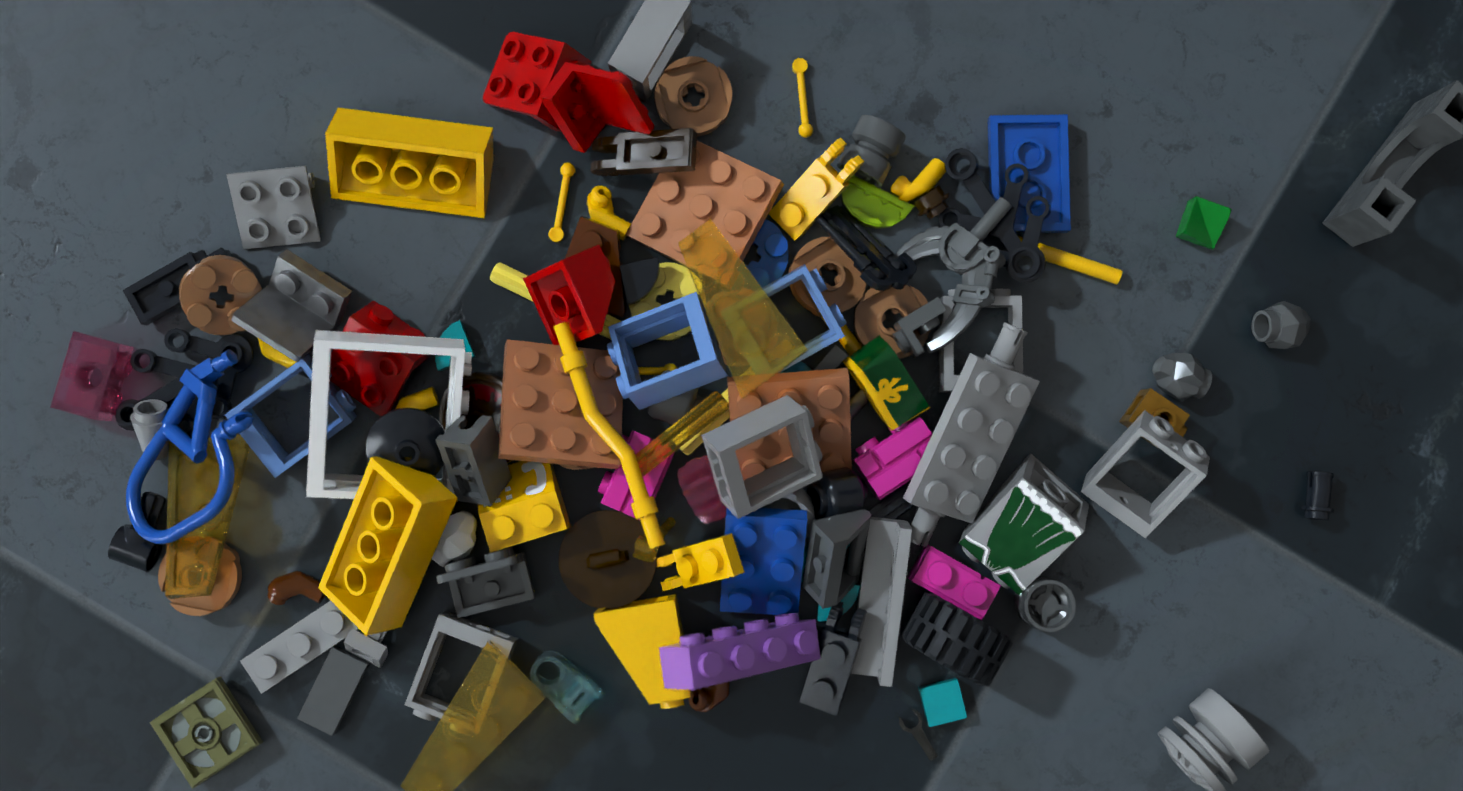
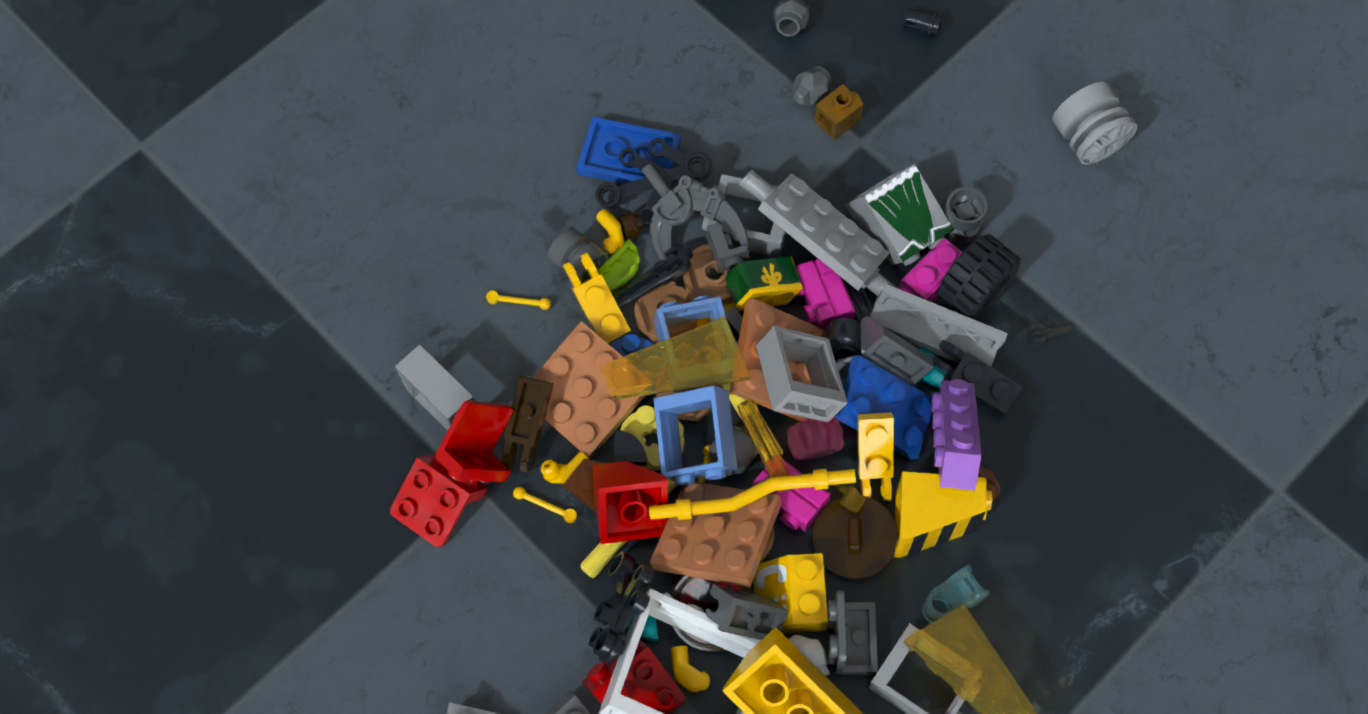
camera: 65 degrees left, 20 degrees down
(407, 428) = (705, 666): black dish -> none
(409, 162) = (473, 617): yellow slope -> none
(447, 317) = (609, 642): none -> black plant
(706, 78) = (481, 364): medium nougat plate -> none
(942, 702) = (1026, 309): teal tile -> none
(1080, 264) = (710, 134): yellow bar -> none
(1128, 504) = (912, 128): light grey window -> none
(1203, 222) = (699, 49): green slope -> none

